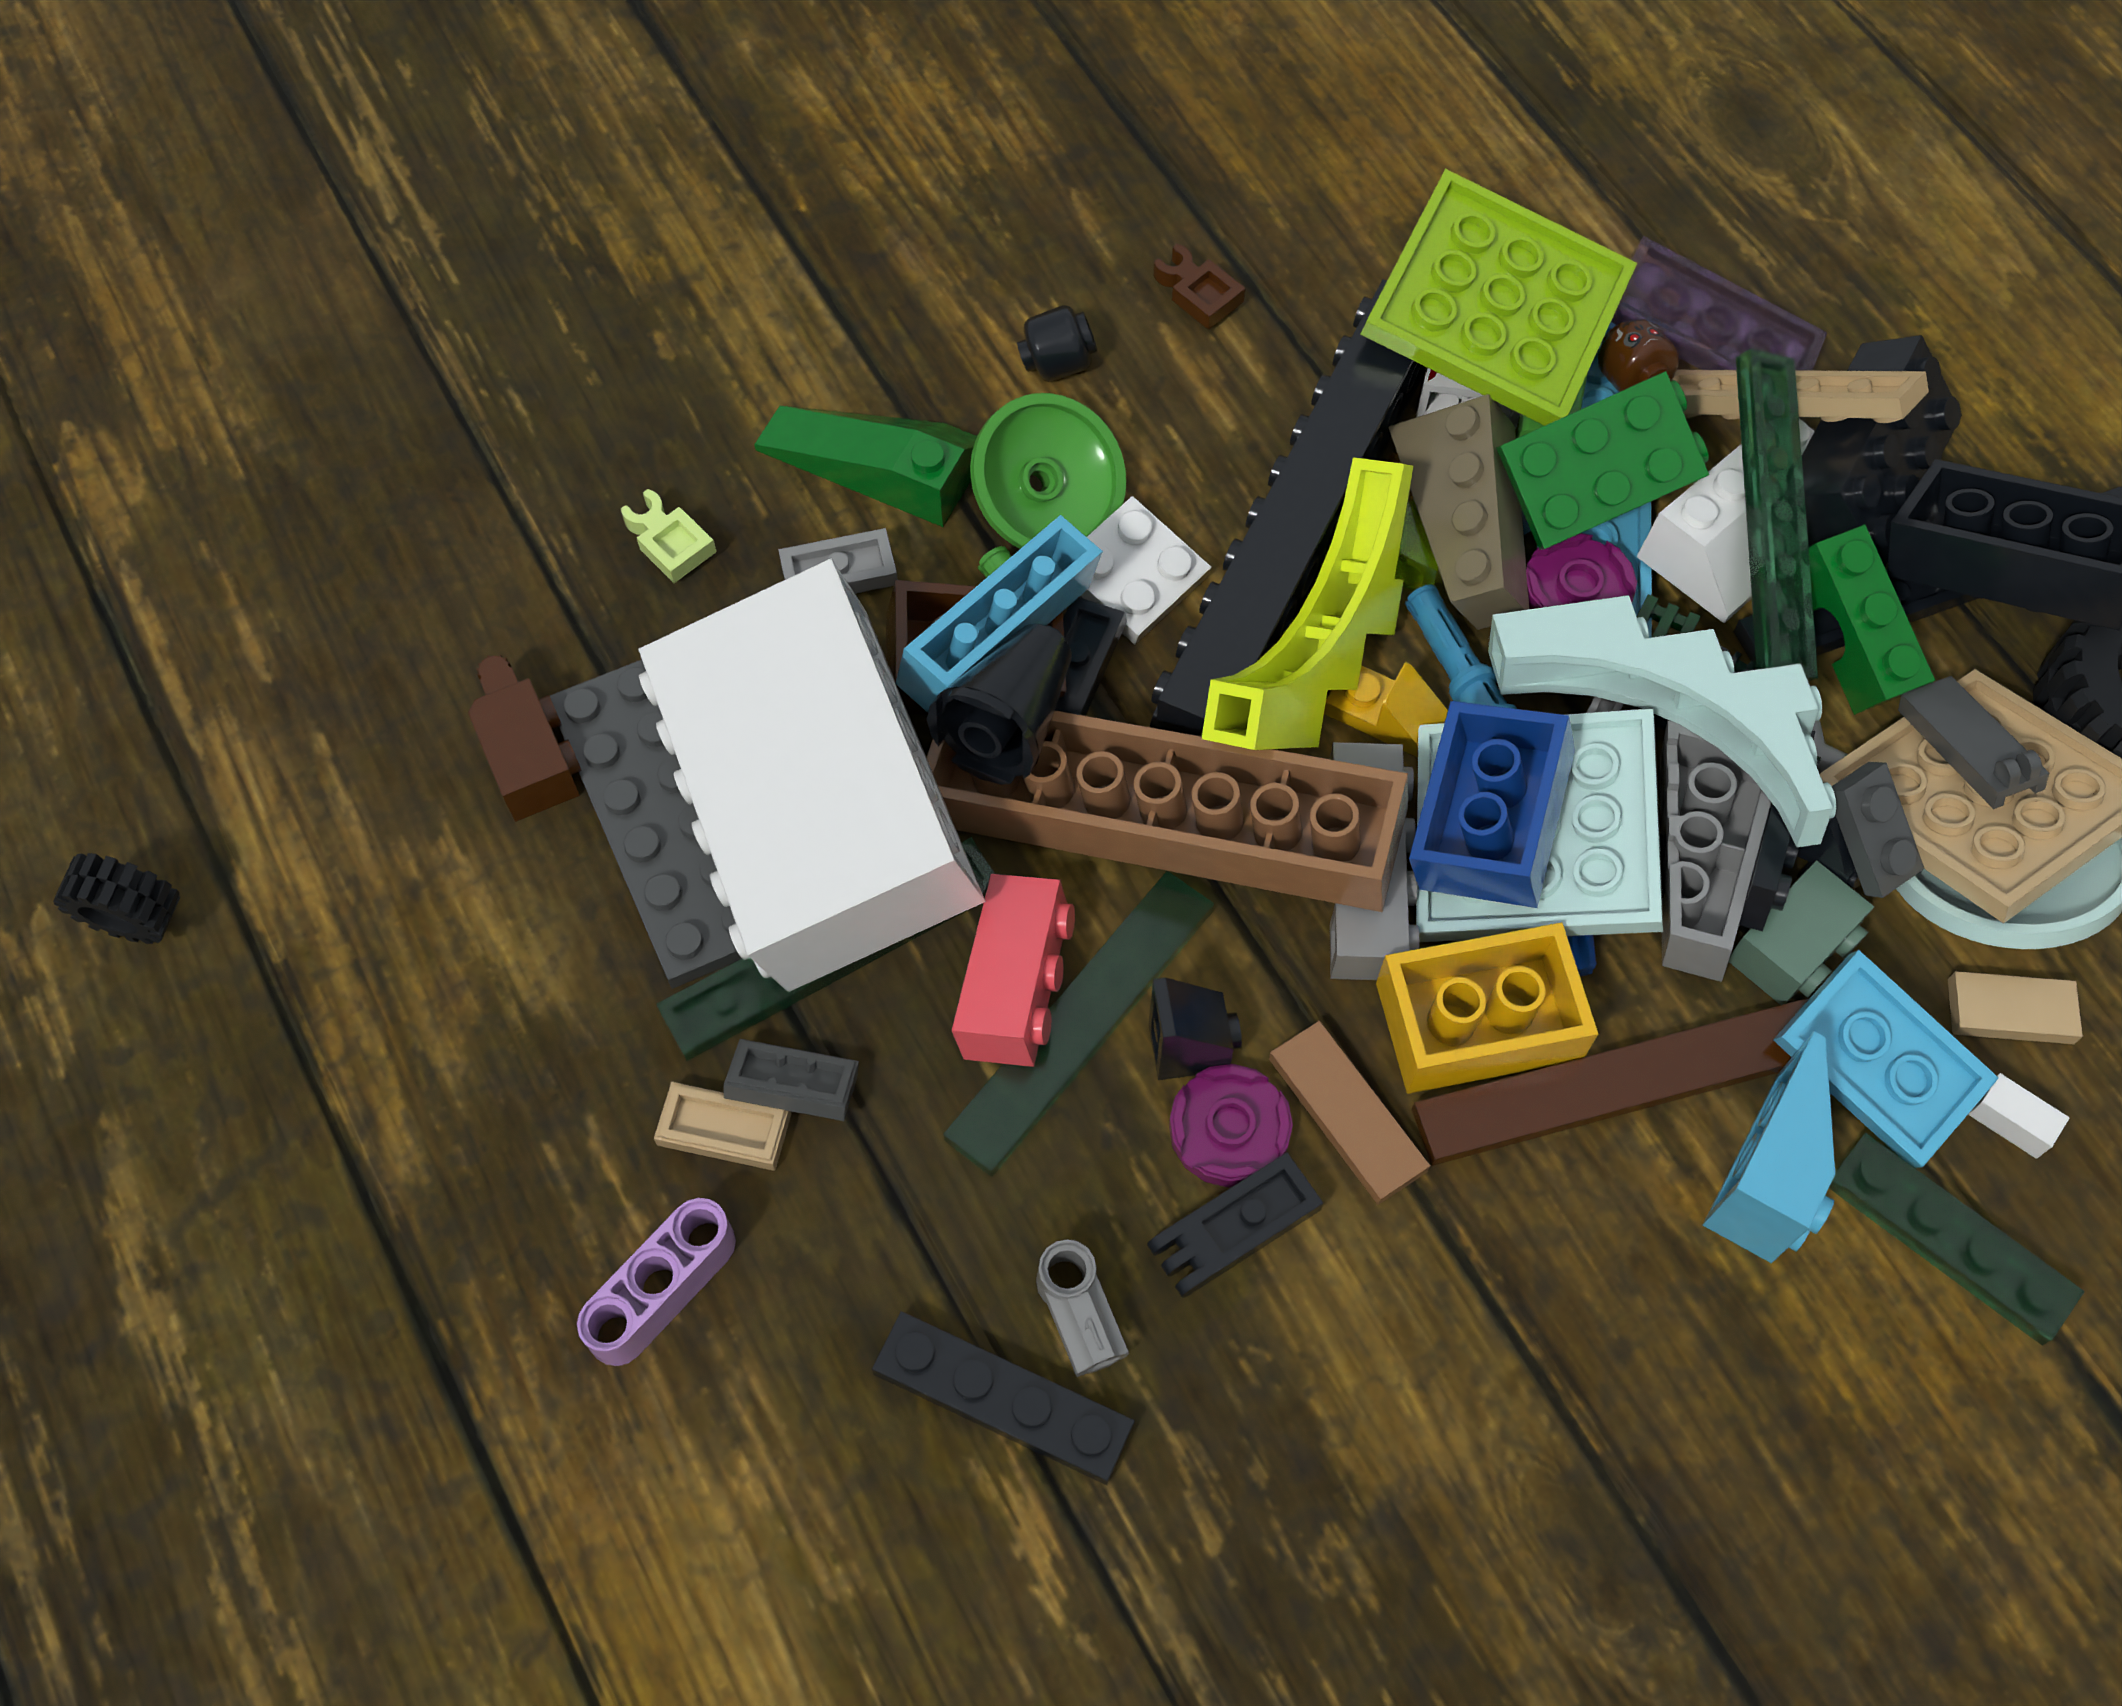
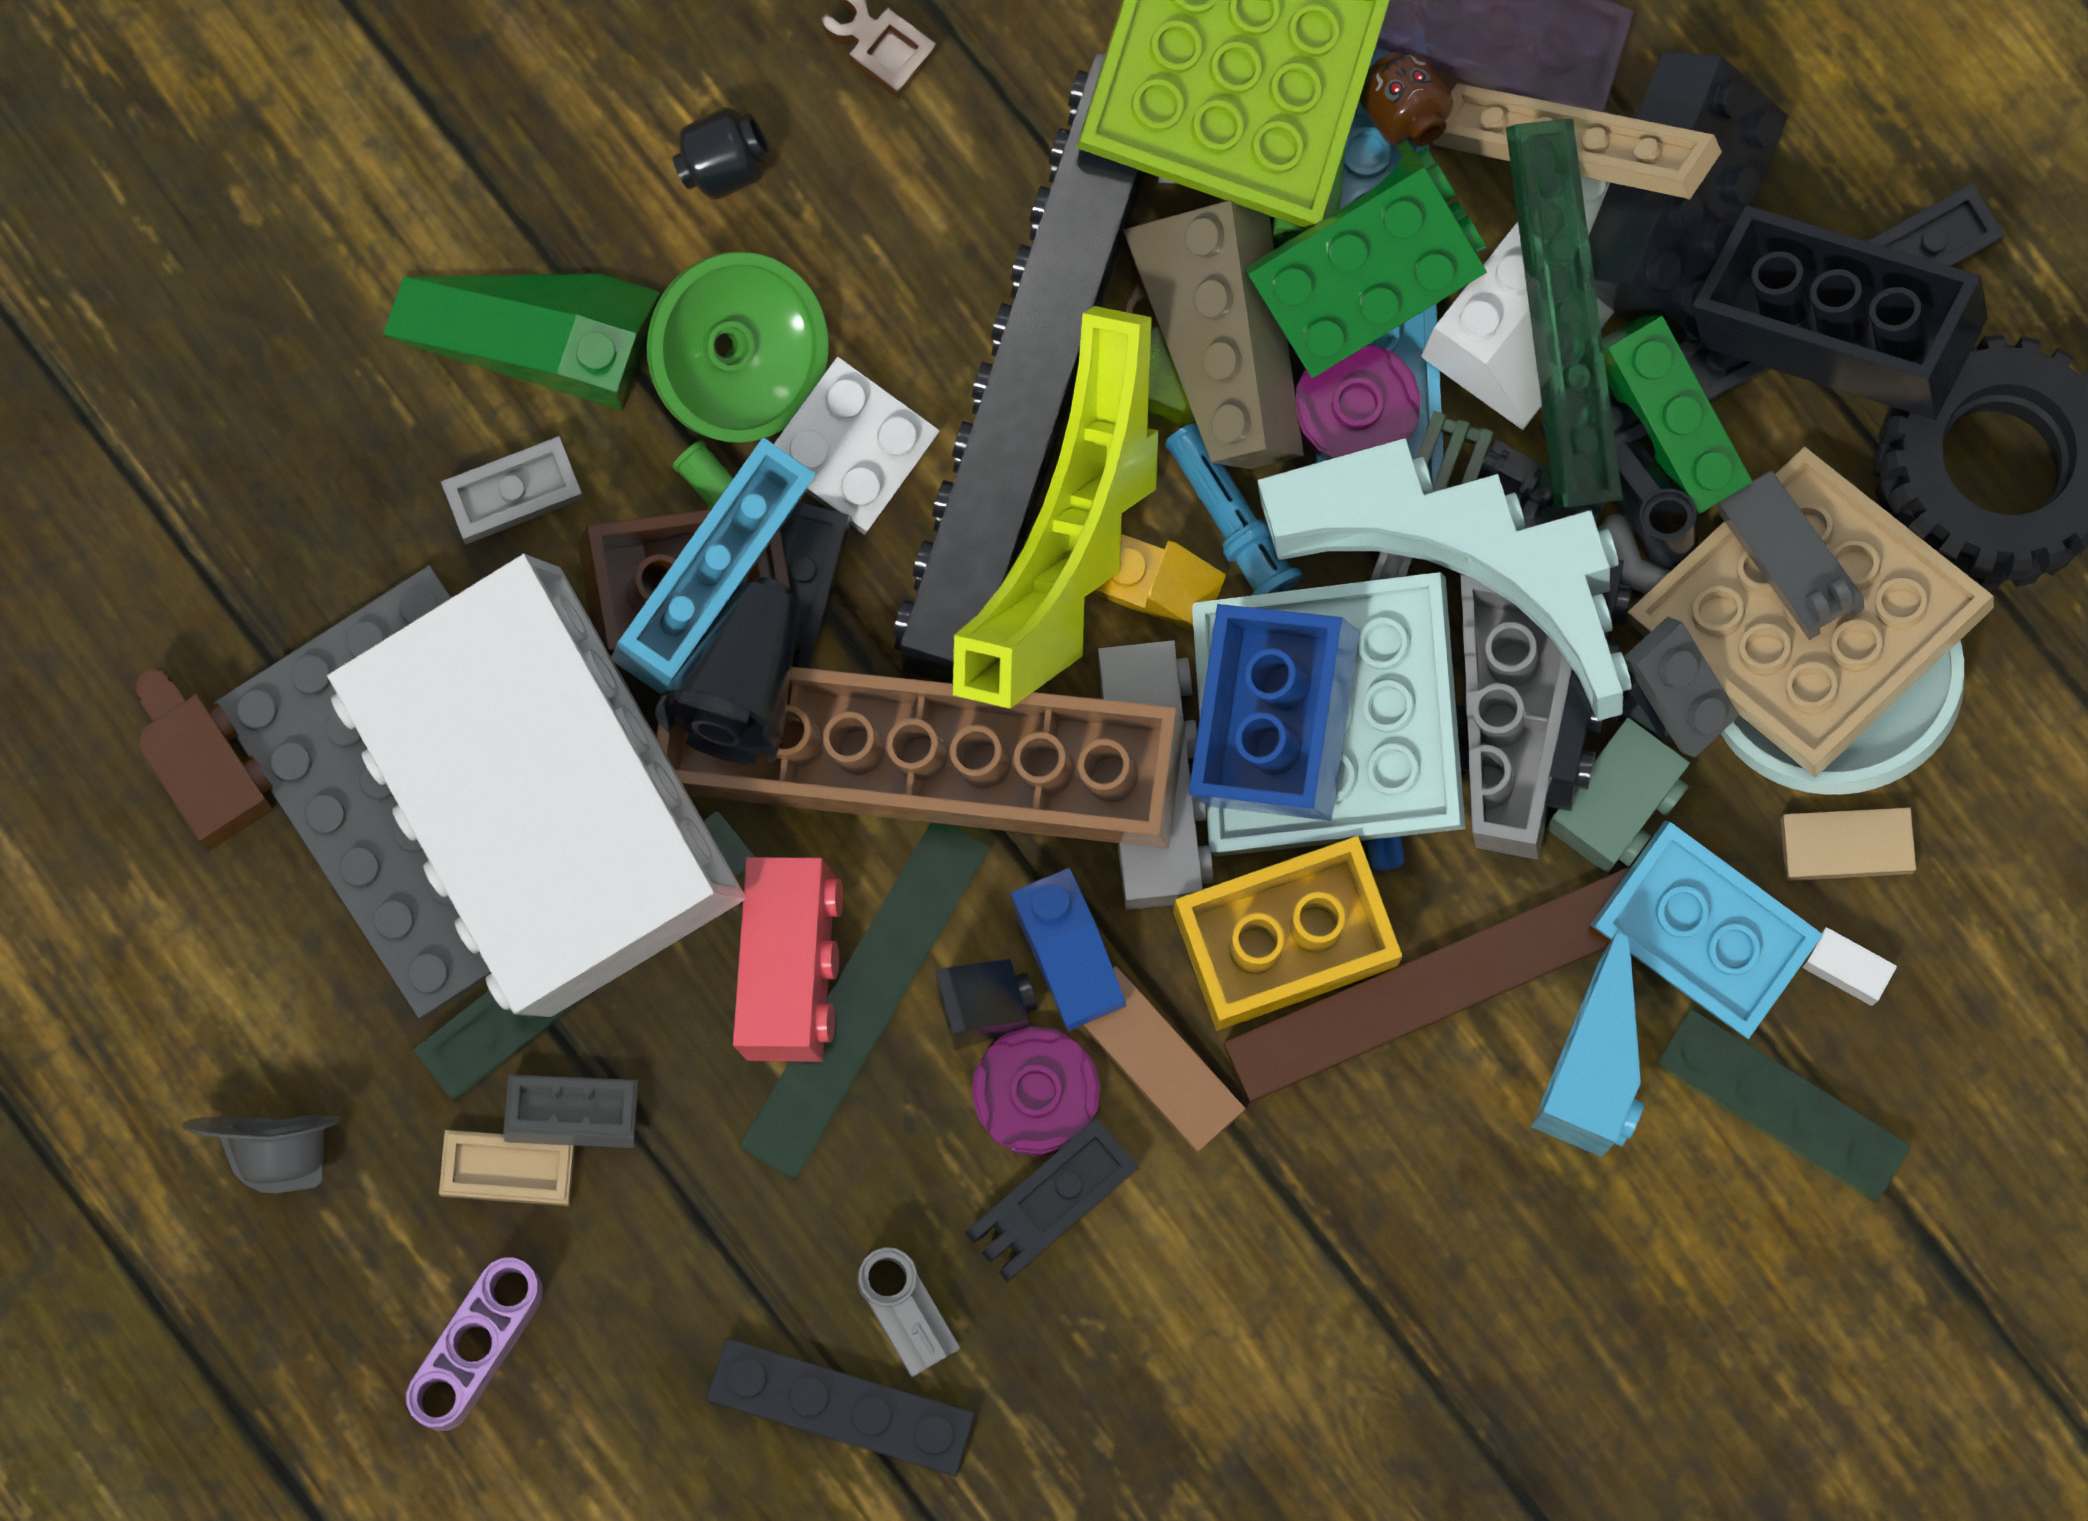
camera: 10 degrees left, 15 degrees up
(509, 1078) = (271, 1152): none -> dark grey piece
(670, 540) = (312, 482): yellowish green plate -> none
(1277, 993) = (1068, 949): none -> blue slope
(1850, 702) = (1652, 501): none -> black piece

